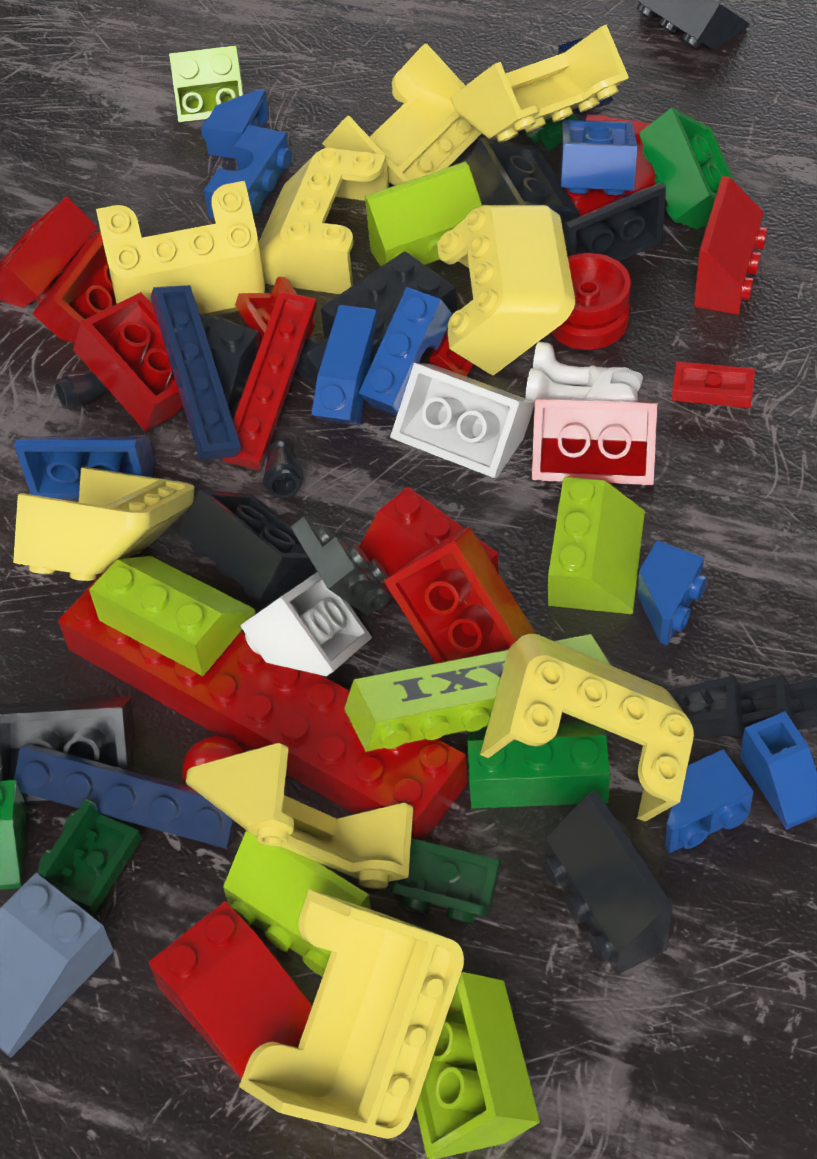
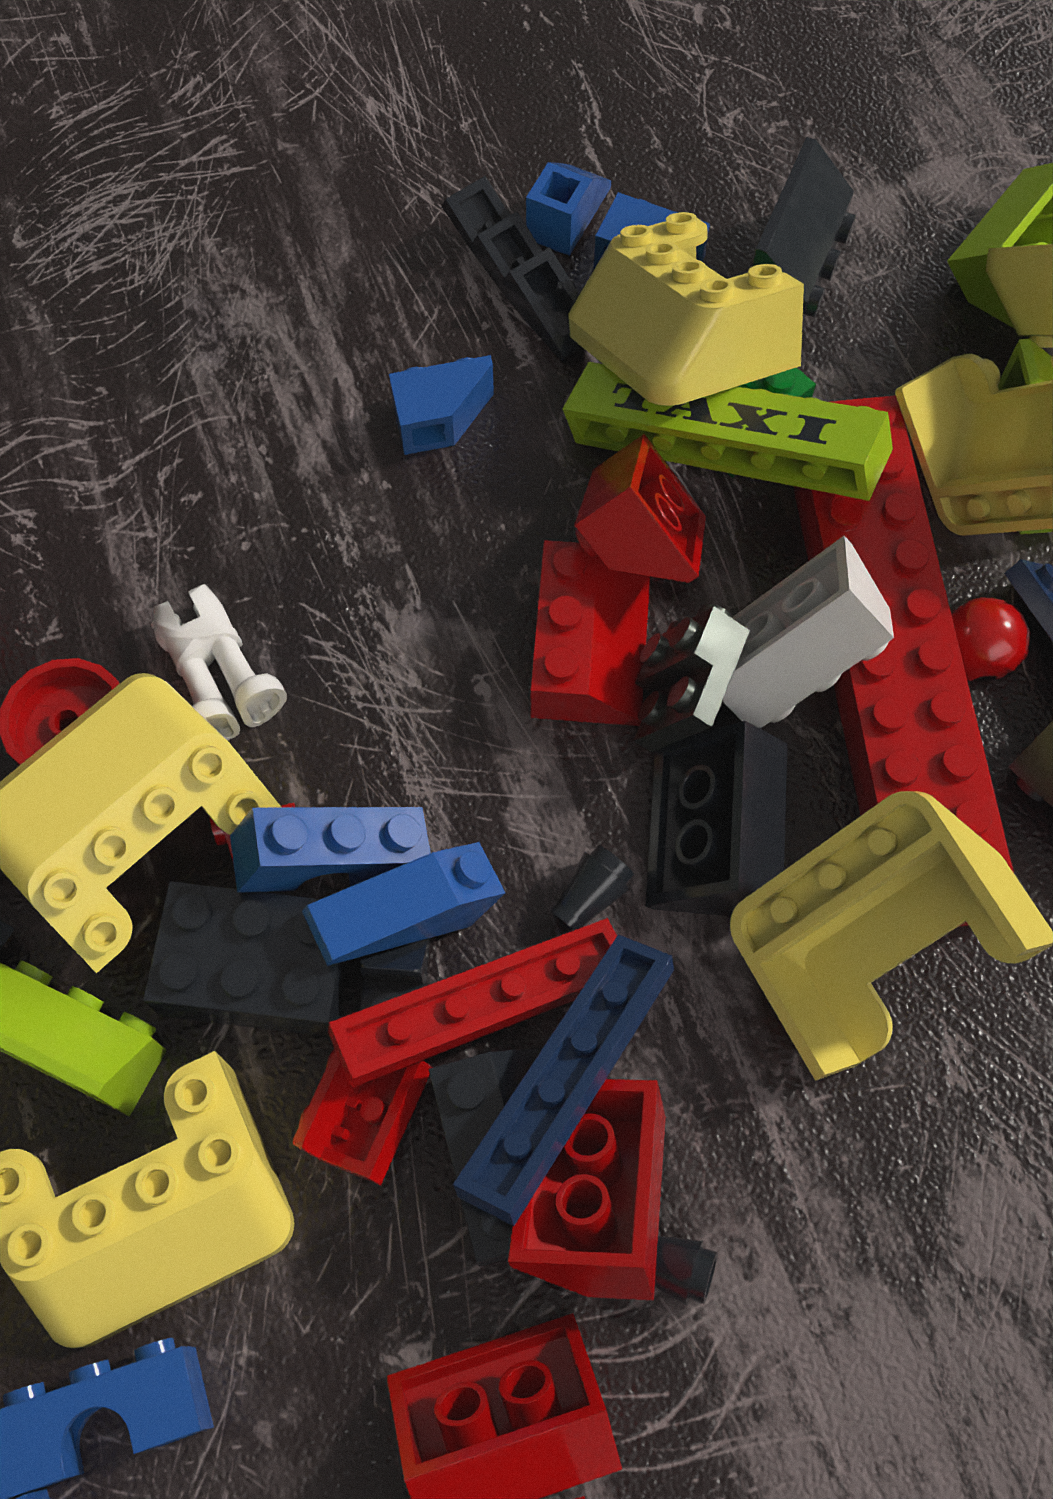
camera: 135 degrees left, 15 degrees up
(55, 462) = (788, 1113): blue slope -> none
(168, 611) = (920, 732): lime slope -> none
(210, 258) = (460, 1308): light yellow windscreen -> none
(449, 879) = (897, 351): dark green bracket -> none
(461, 419) = (359, 735): white slope -> none
(594, 440) = (284, 594): slope -> none
(595, 548) = (443, 502): lime slope -> none
(713, 384) = (113, 538): red plate -> none

